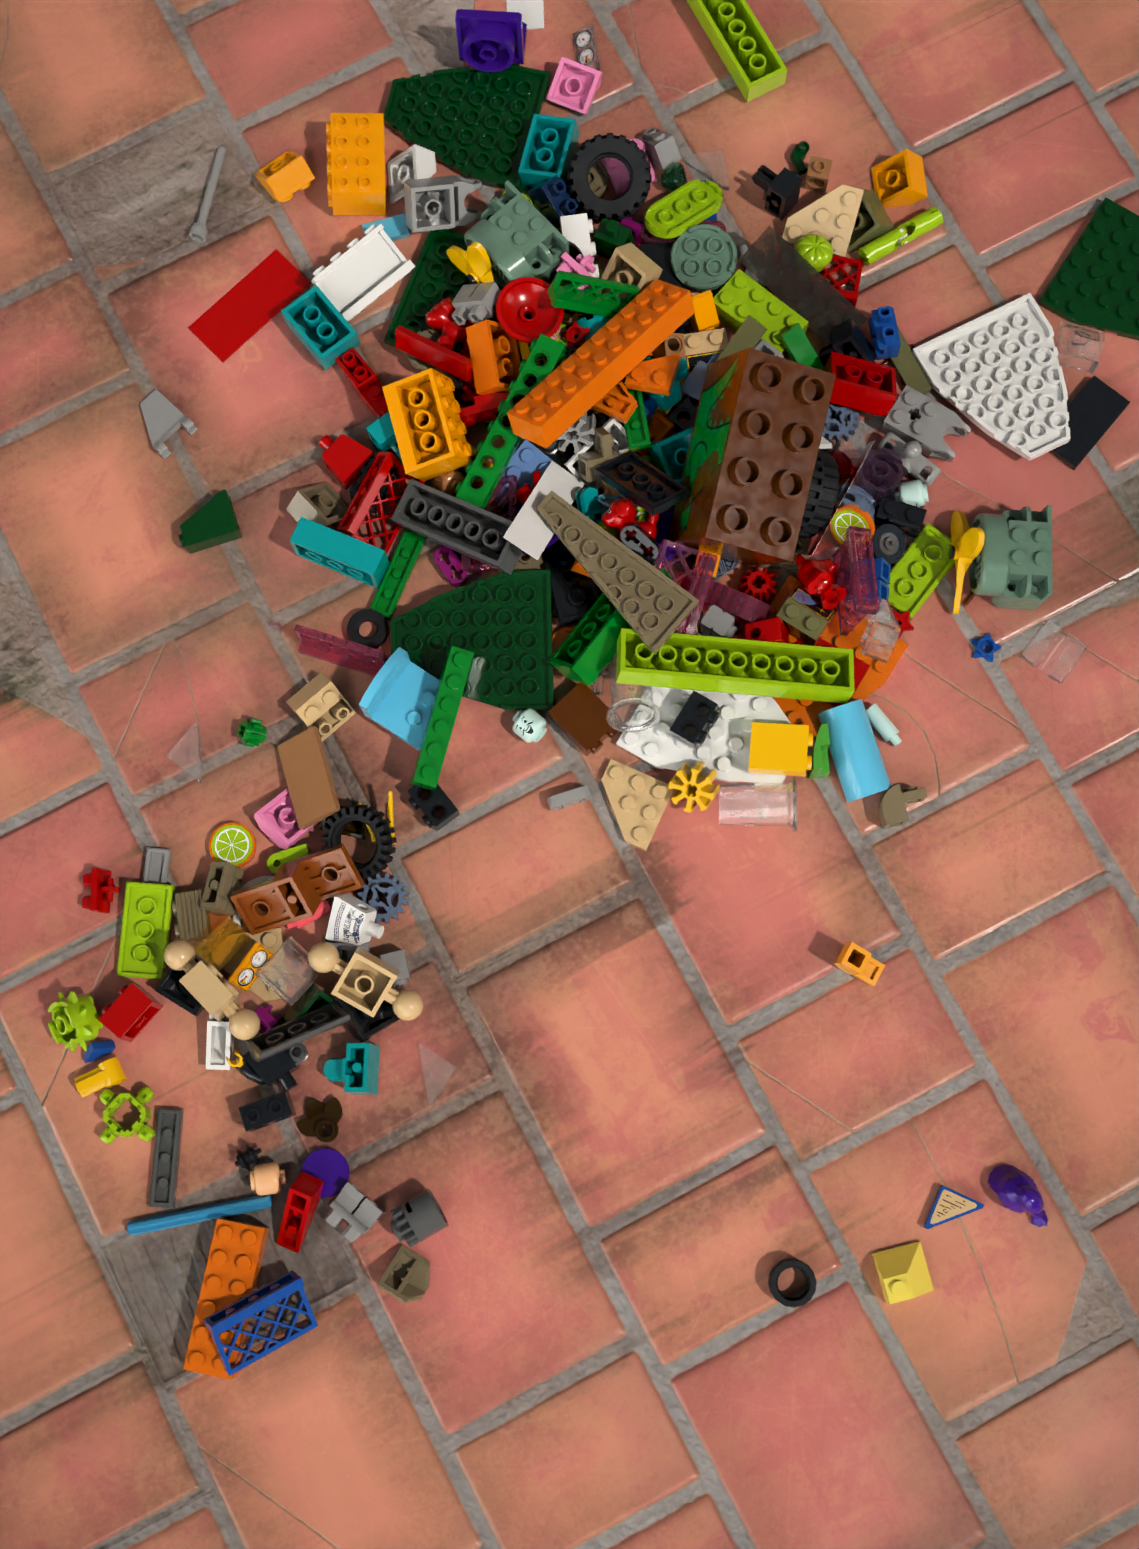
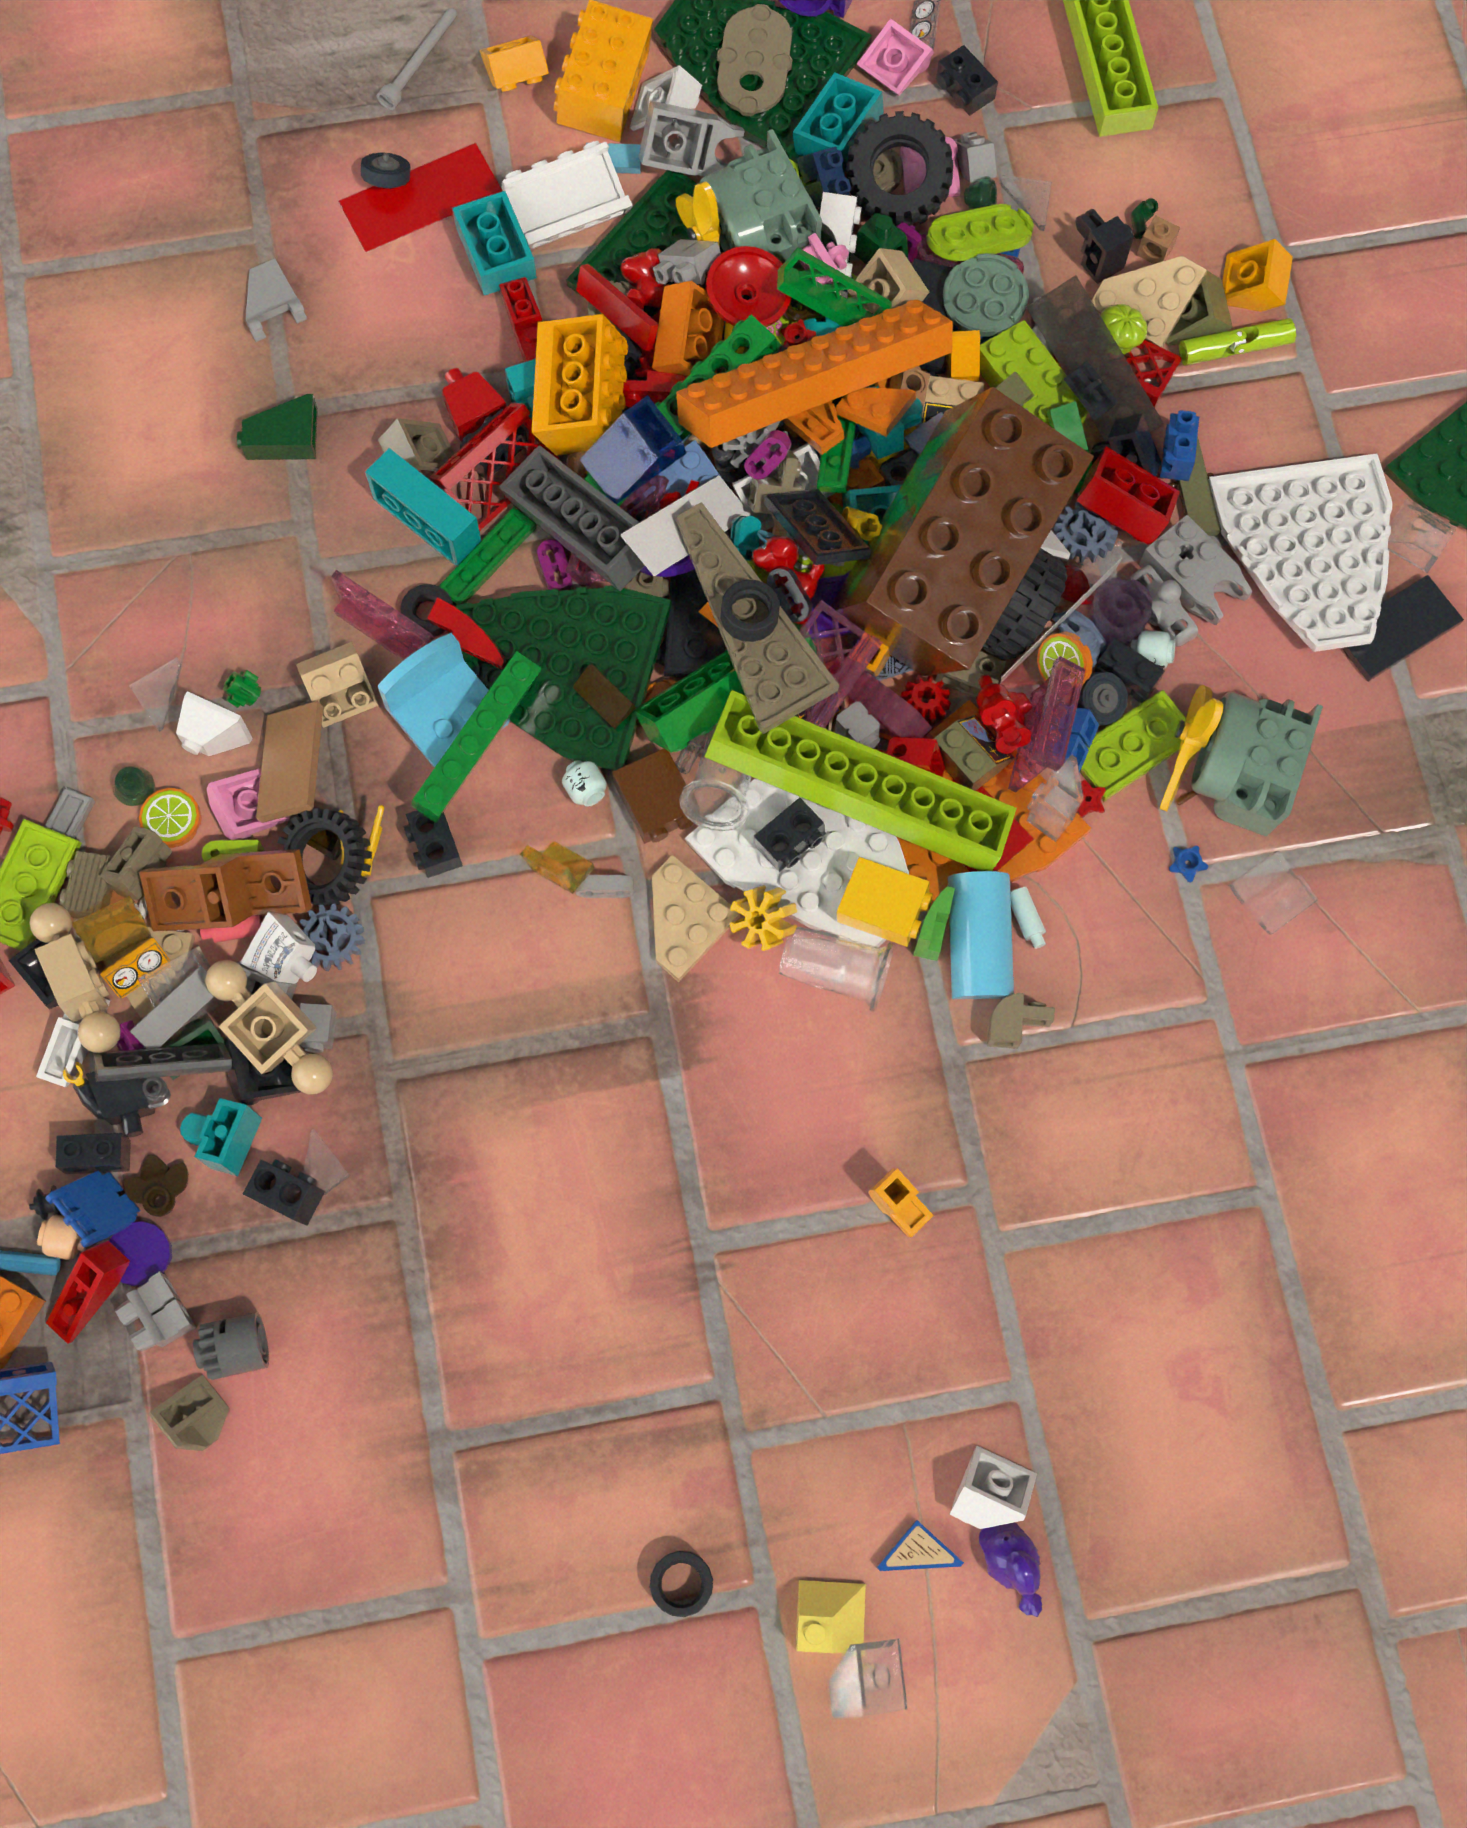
camera: 10 degrees right, 5 degrees down
(197, 830) = (133, 785): none -> clear green cone
(217, 293) = (385, 170): none -> black wheel
(239, 770) = (210, 727): none -> white slope
(283, 1150) = (94, 1207): none -> blue plate
(290, 989) = (173, 1011): none -> light grey tile
(407, 640) = (467, 632): none -> red slope
(416, 1100) = (282, 1195): none -> black brick
(463, 108) = (756, 44): none -> dark tan piece
(487, 466) = (633, 450): none -> clear blue slope
(523, 657) = (603, 696): none -> dark brown slope
(532, 793) = (559, 865): none -> clear yellow panel
(583, 435) = (763, 451): none -> magenta beam
(619, 548) = (749, 589): none -> black tyre
(633, 87) = (966, 80): none -> black brick
(674, 468) = (862, 522): none -> yellow piece
(807, 311) = (1091, 390): none -> black hips
(945, 1308) = (869, 1680): none -> clear slope
(989, 1148) = (993, 1491): none -> white slope

